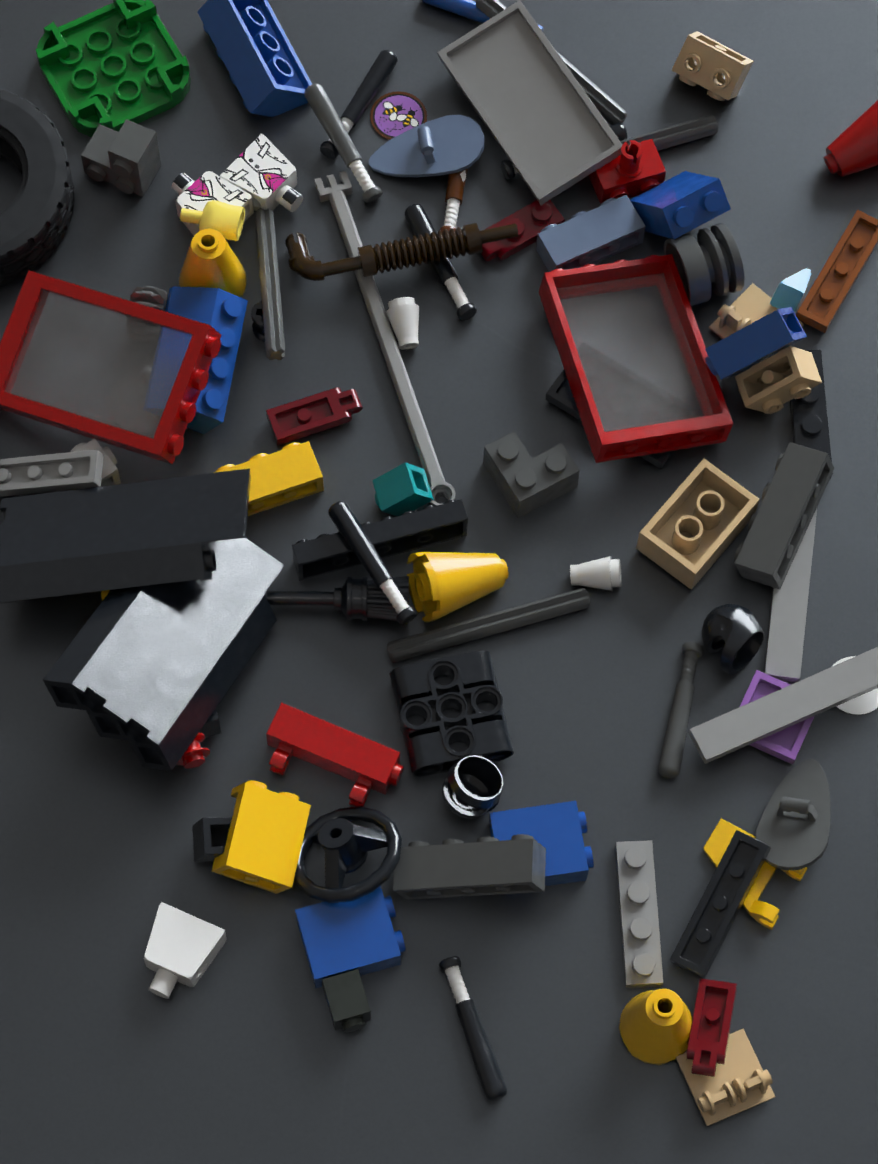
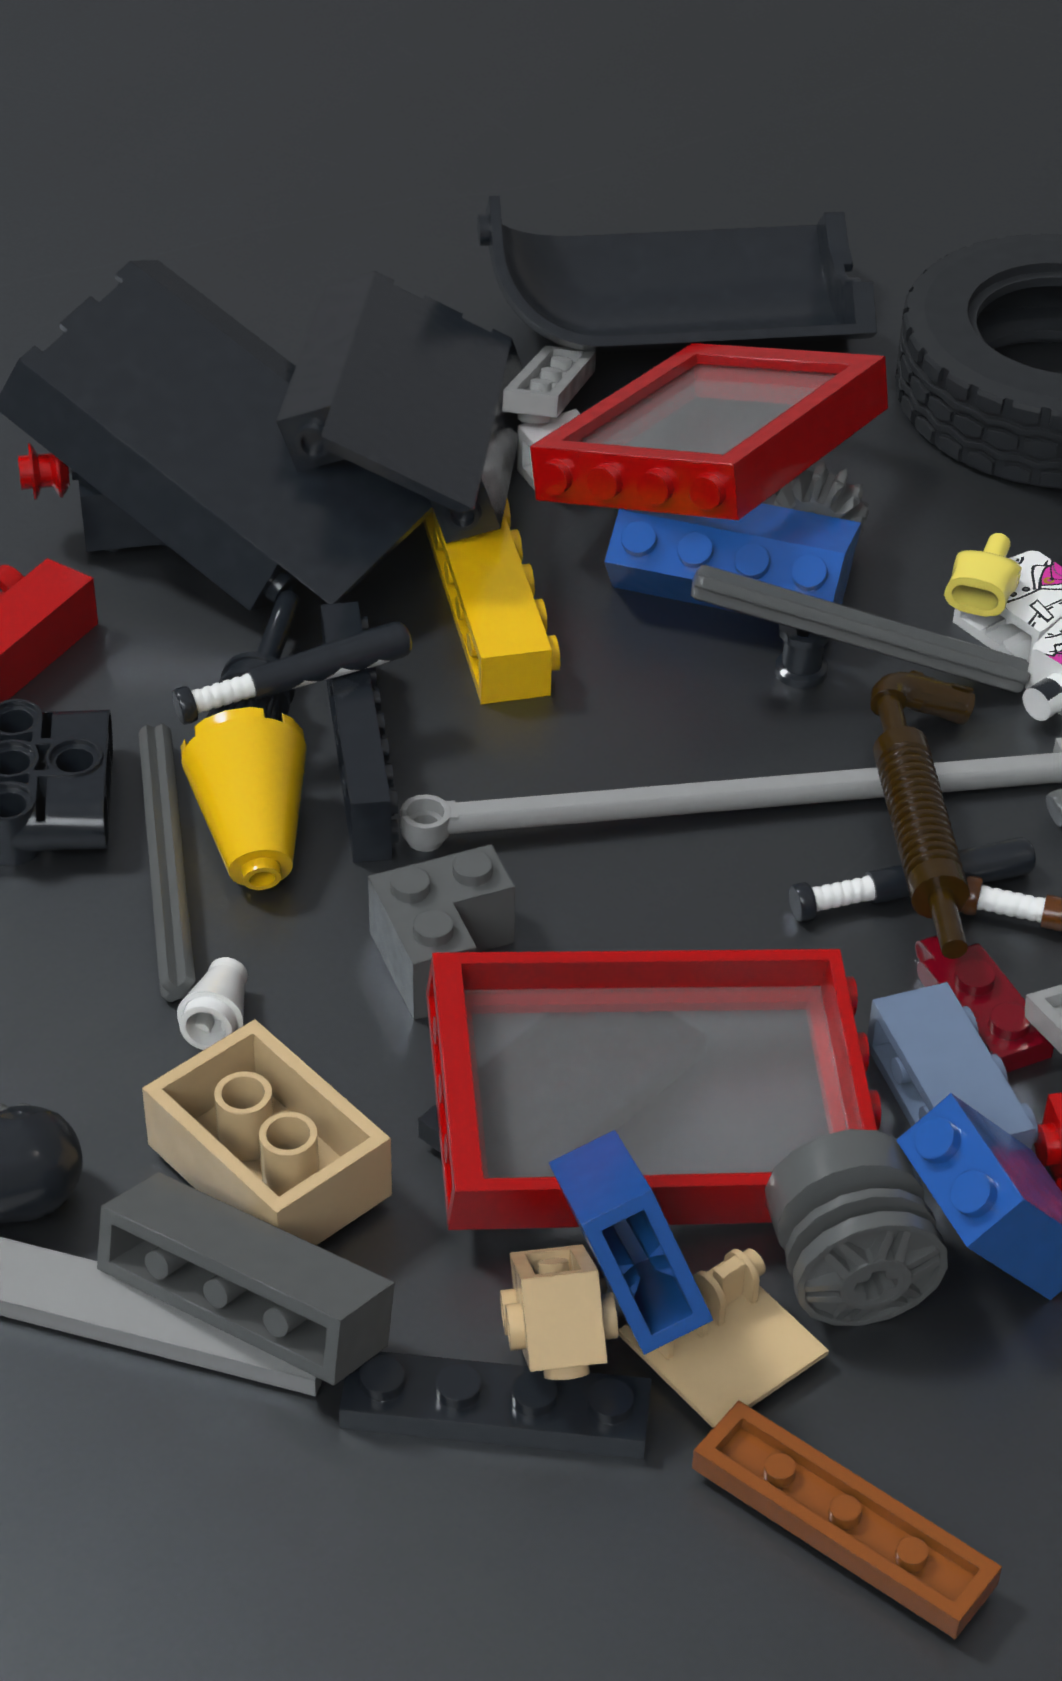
camera: 100 degrees right, 25 degrees down
(212, 264) = (903, 565): yellow cone -> none
(313, 414) = (617, 687): dark red hinge -> none
(402, 489) = (440, 758): teal brick -> none
(404, 320) = (784, 813): white cone -> none
(791, 290) = (793, 1396): medium azure slope -> none

